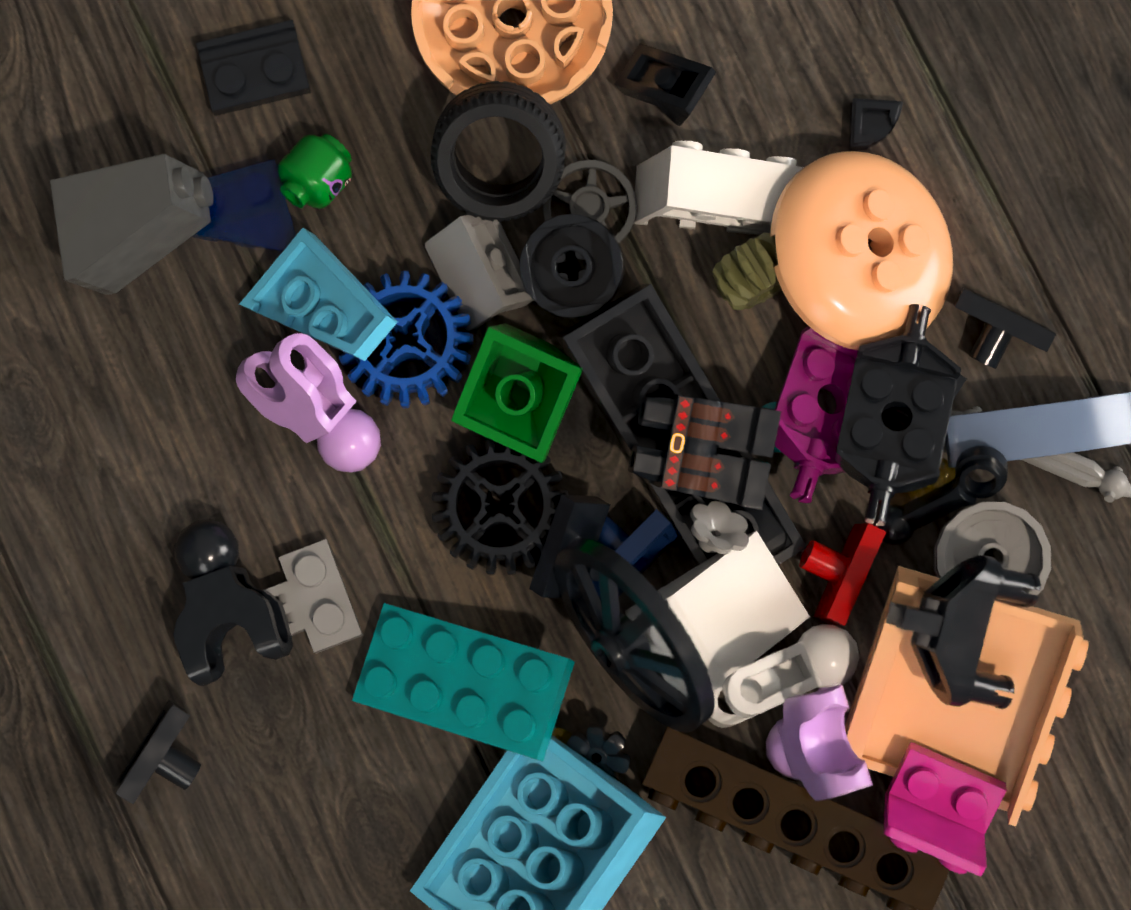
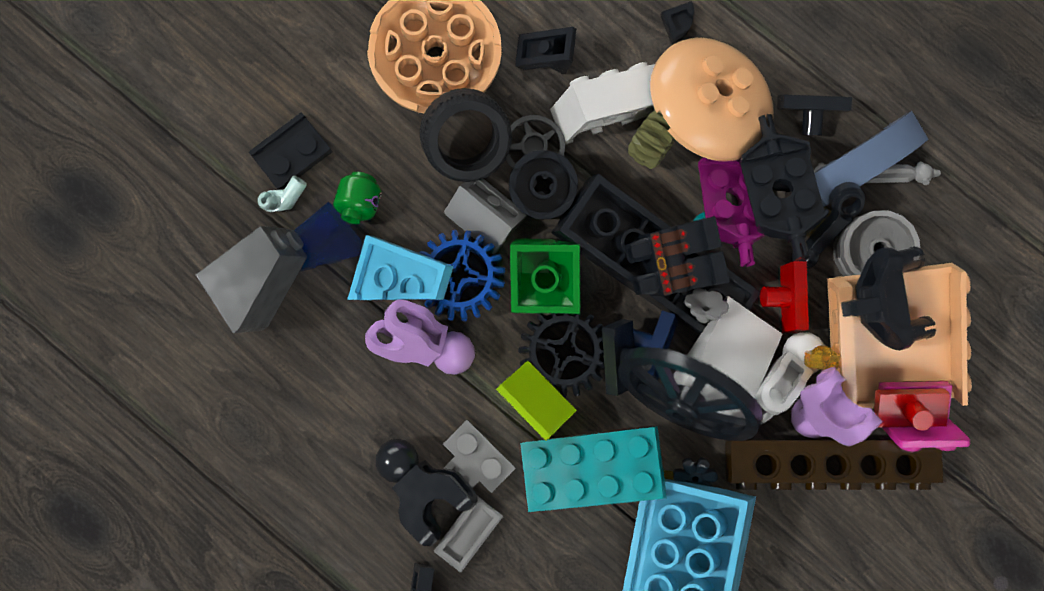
camera: 25 degrees left, 0 degrees up
(212, 127) = (283, 198): none -> light aqua arm
(258, 694) = (468, 534): none -> light grey tile
(428, 553) = (536, 400): none -> lime slope
(839, 668) = (822, 358): none -> clear yellow tile
(933, 793) = (912, 408): none -> red tile

